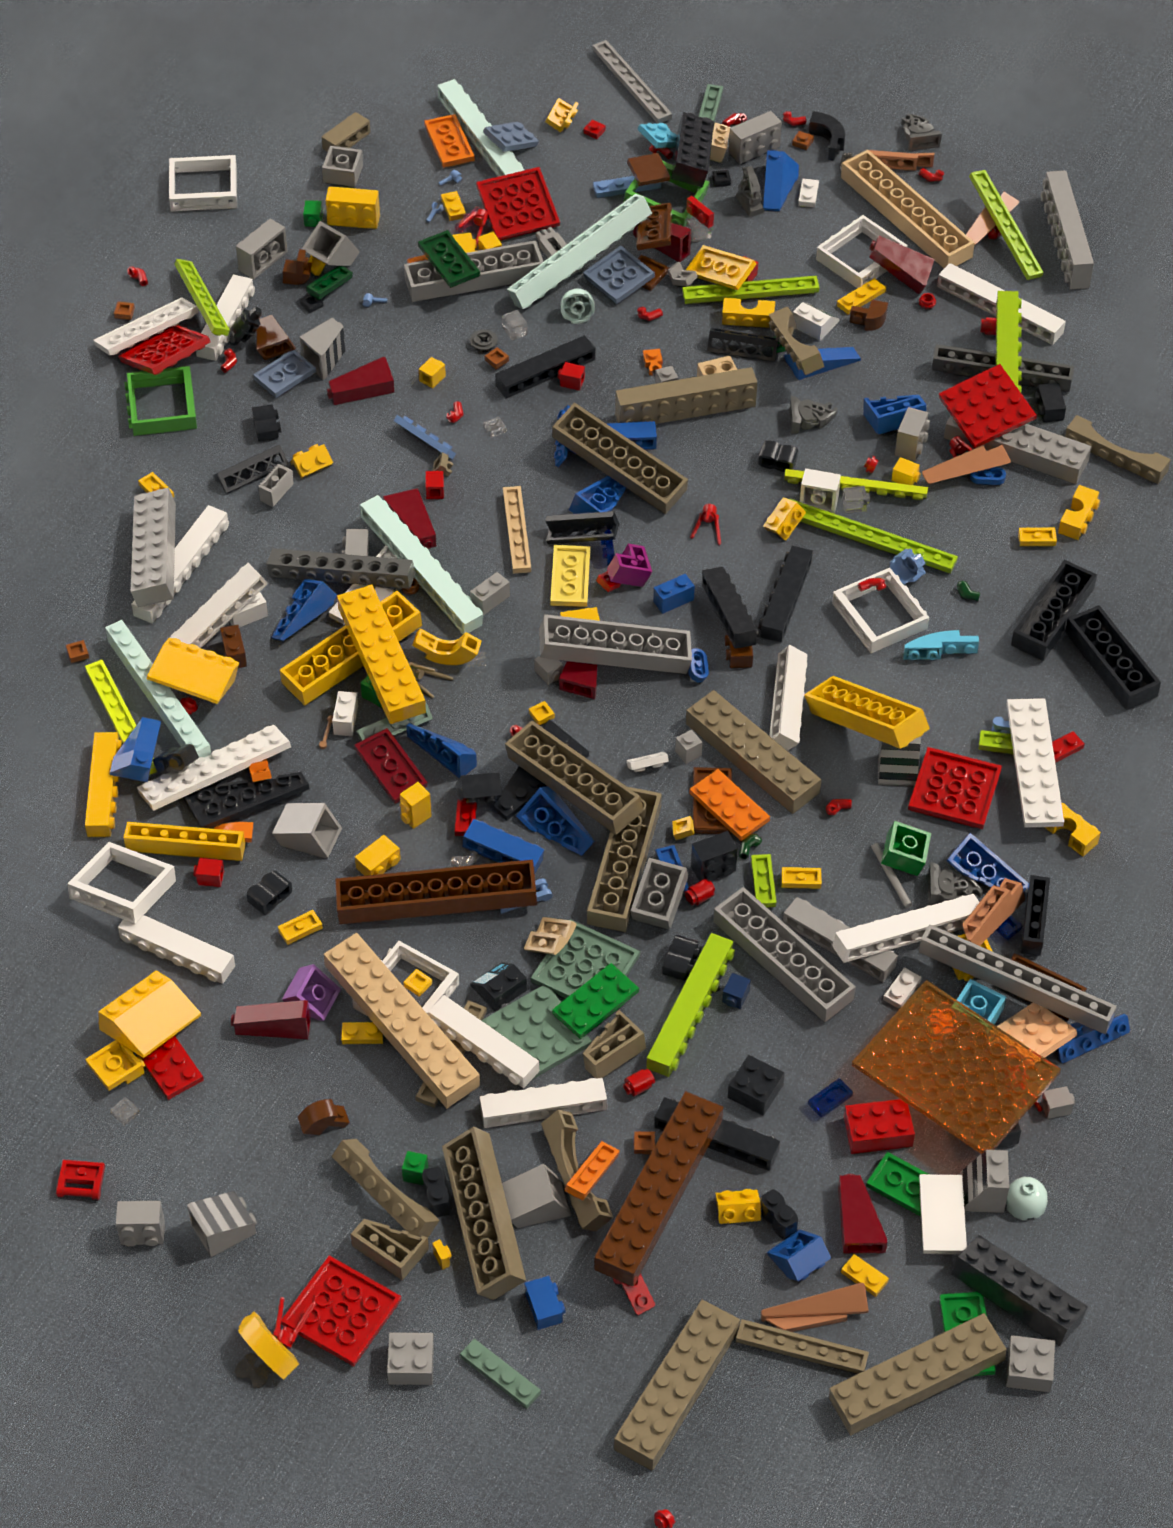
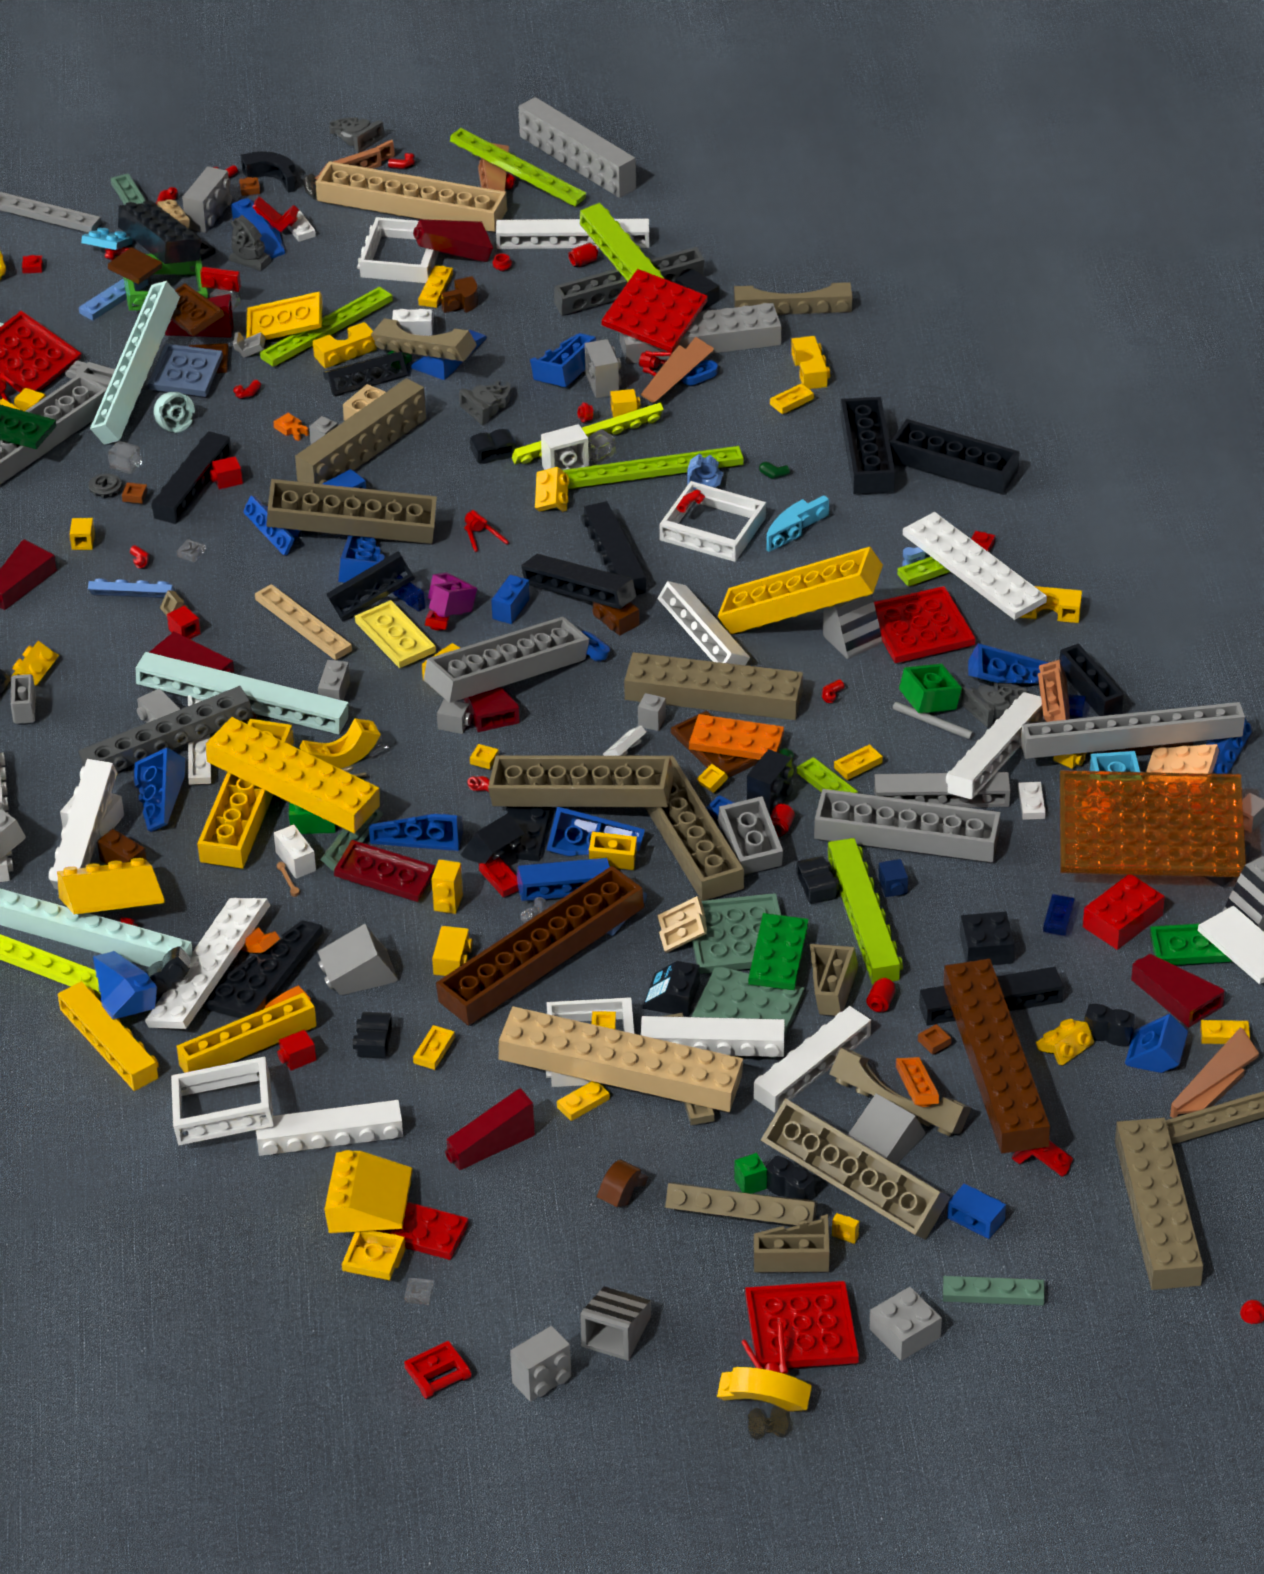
camera: 35 degrees left, 10 degrees down
(315, 987) = (495, 1083): medium lavender slope -> none
(555, 845) = (618, 849): none -> yellow brick
(789, 174) = (273, 217): none -> red bracket

